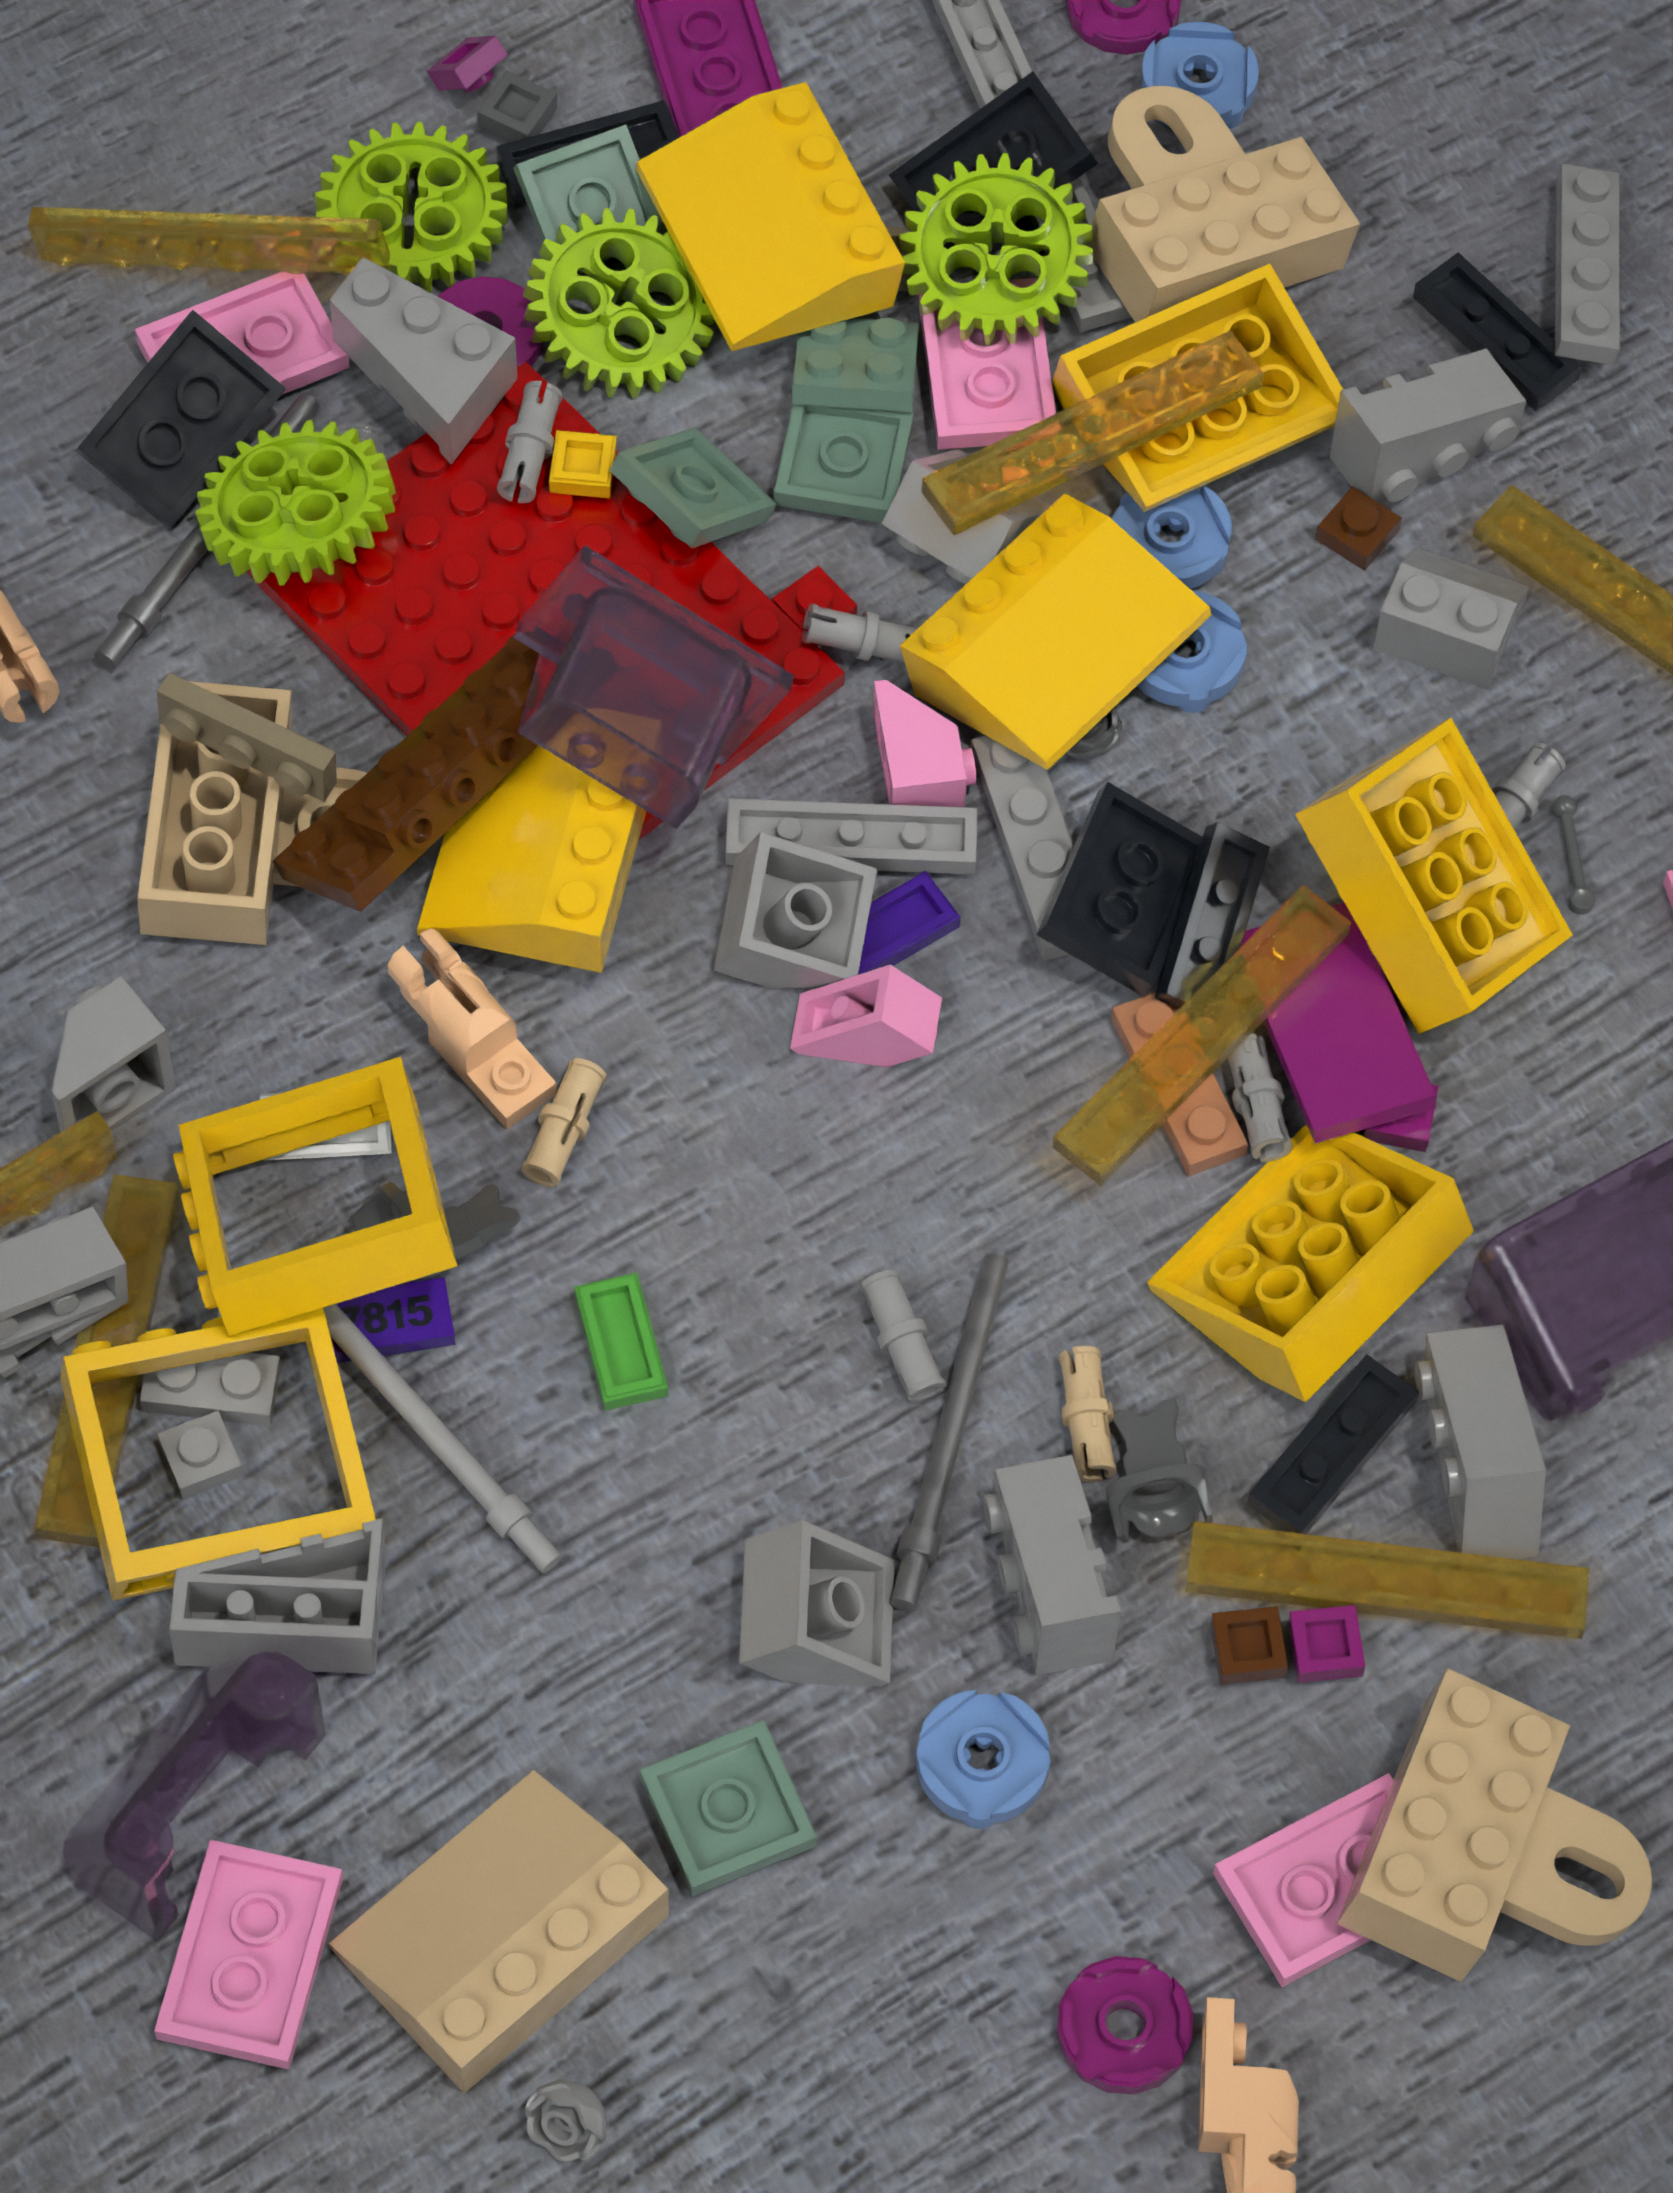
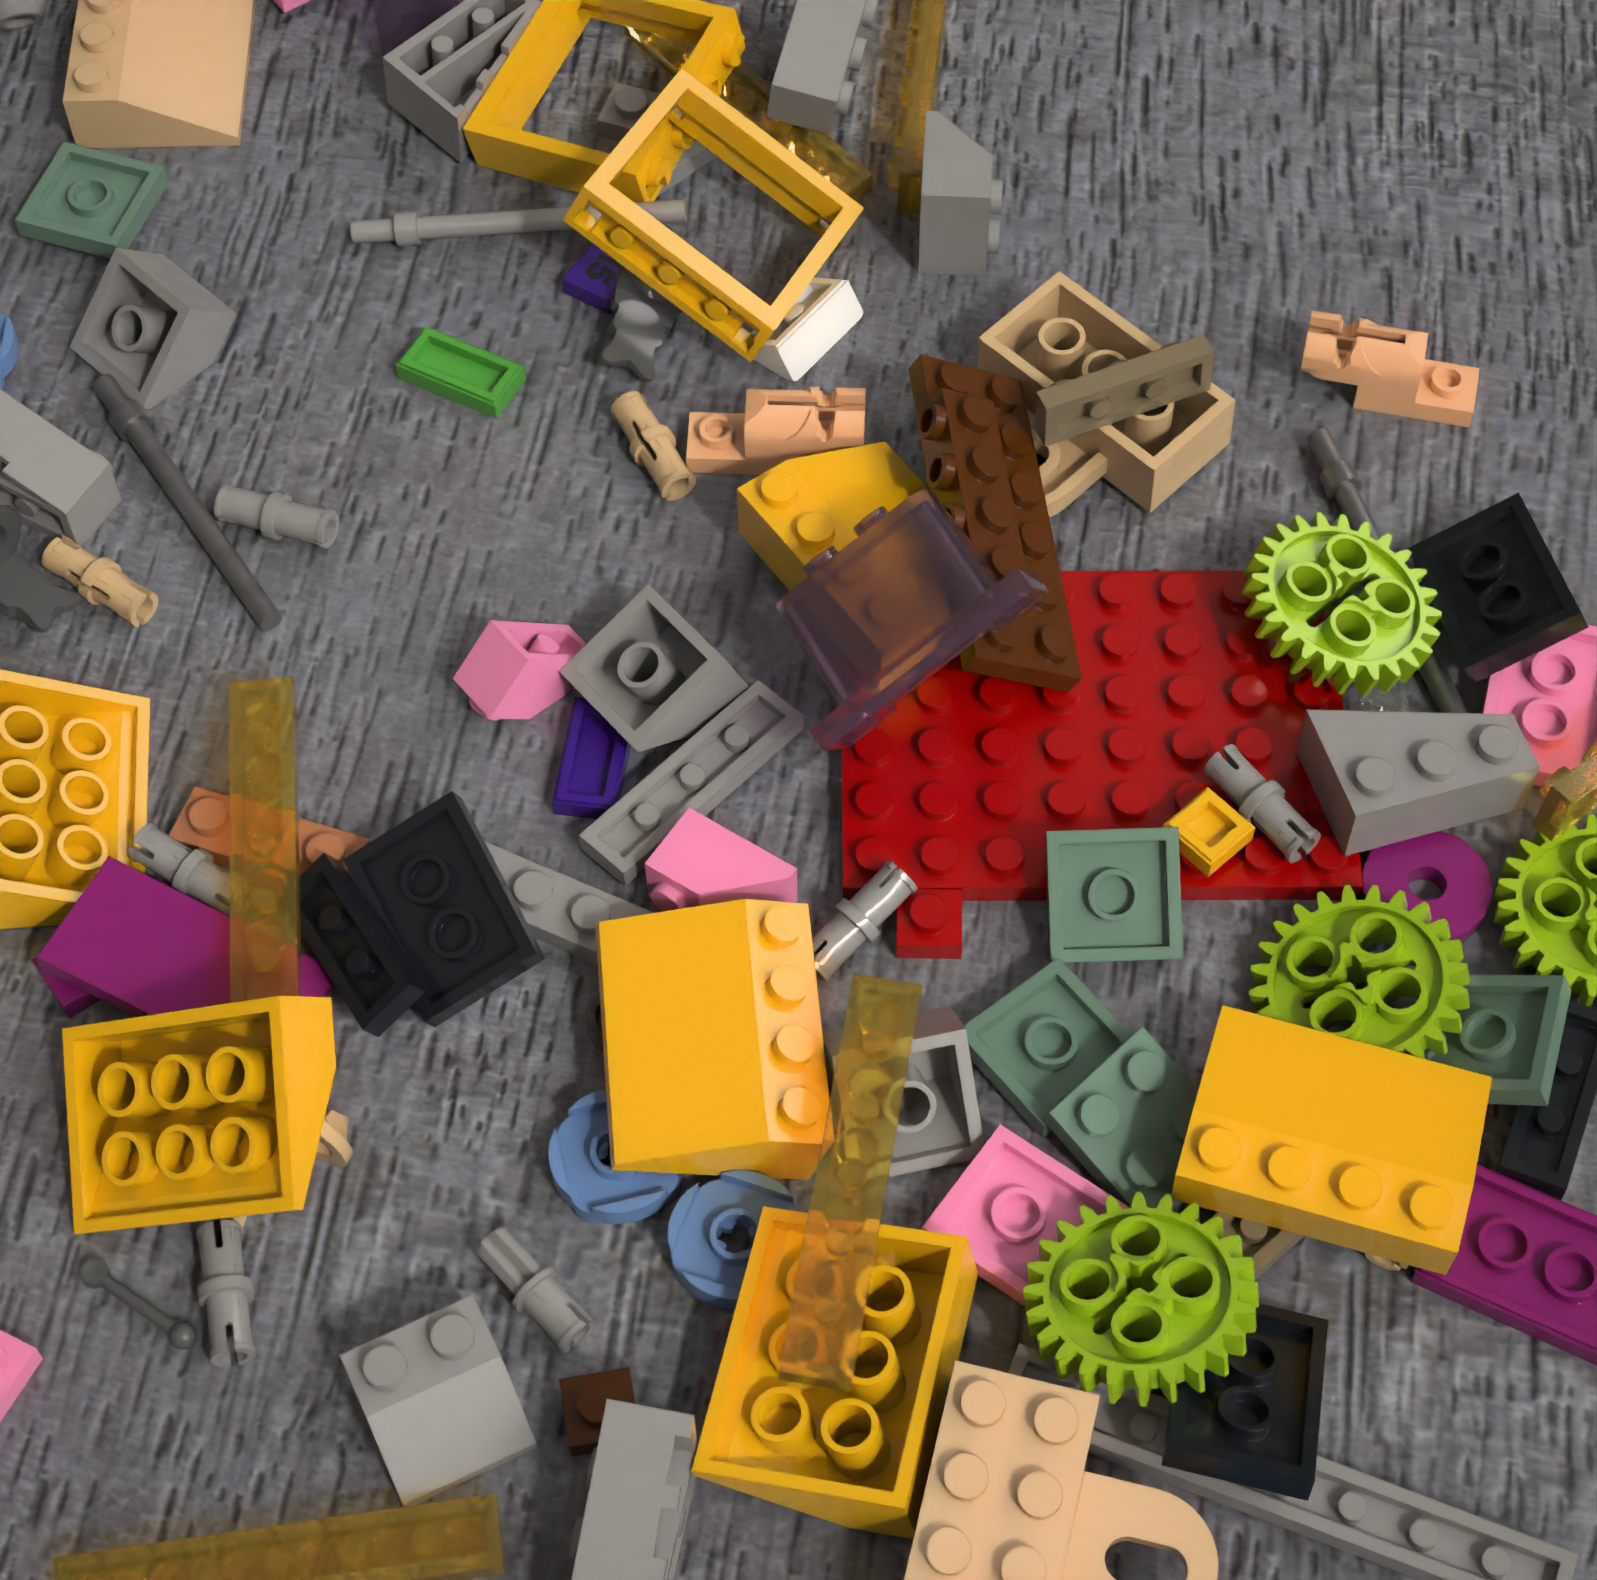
camera: 135 degrees right, 5 degrees down
(1324, 619) = (536, 1290): none -> light grey axle

